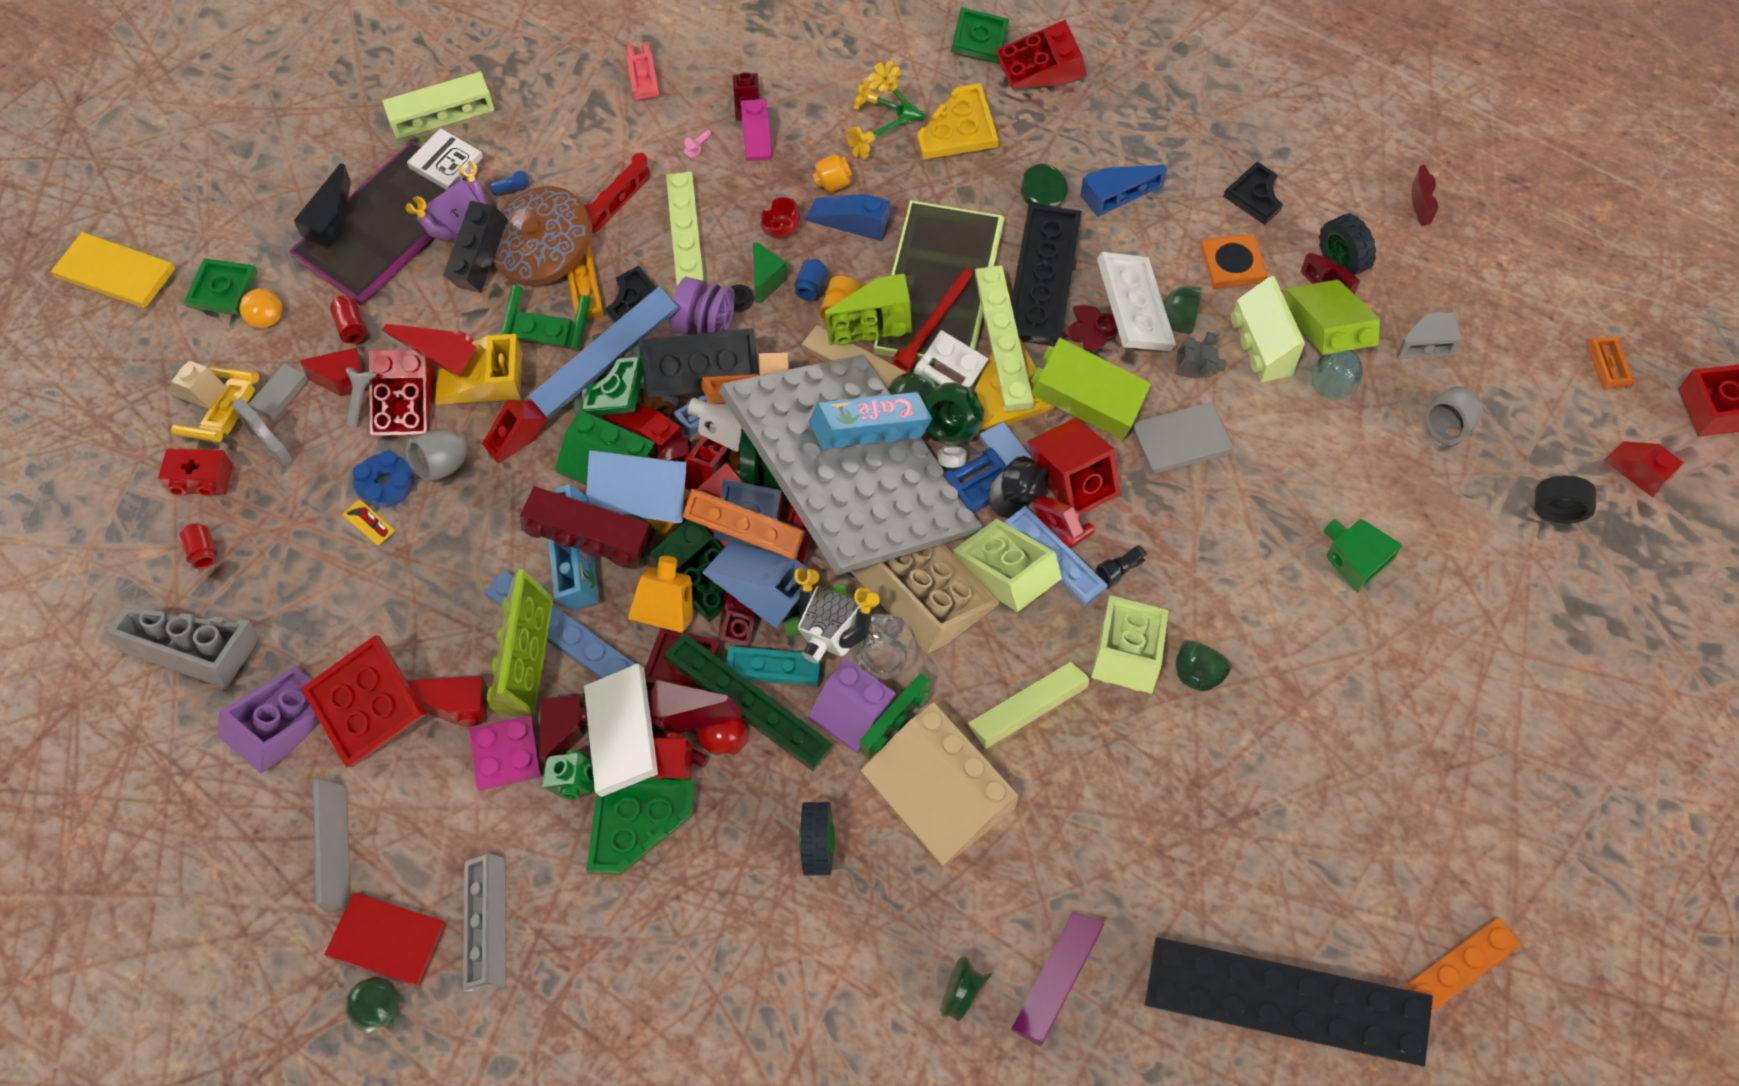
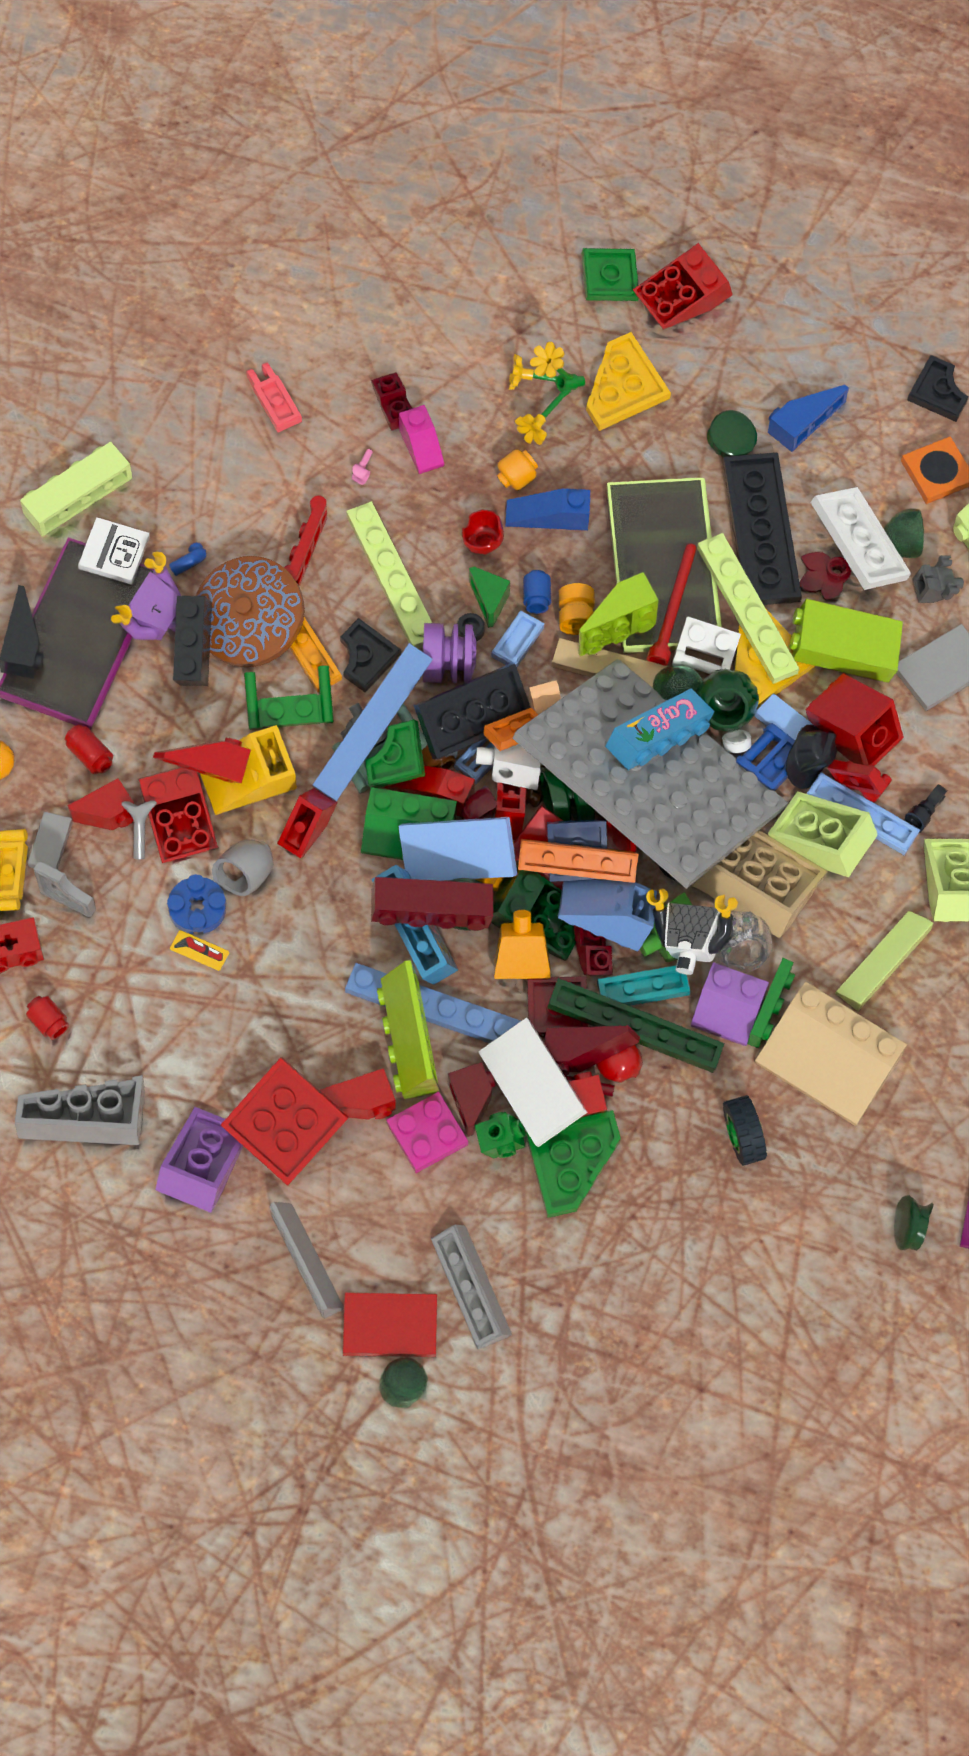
camera: 20 degrees left, 5 degrees up
(778, 318) = (517, 639): none -> light blue tile

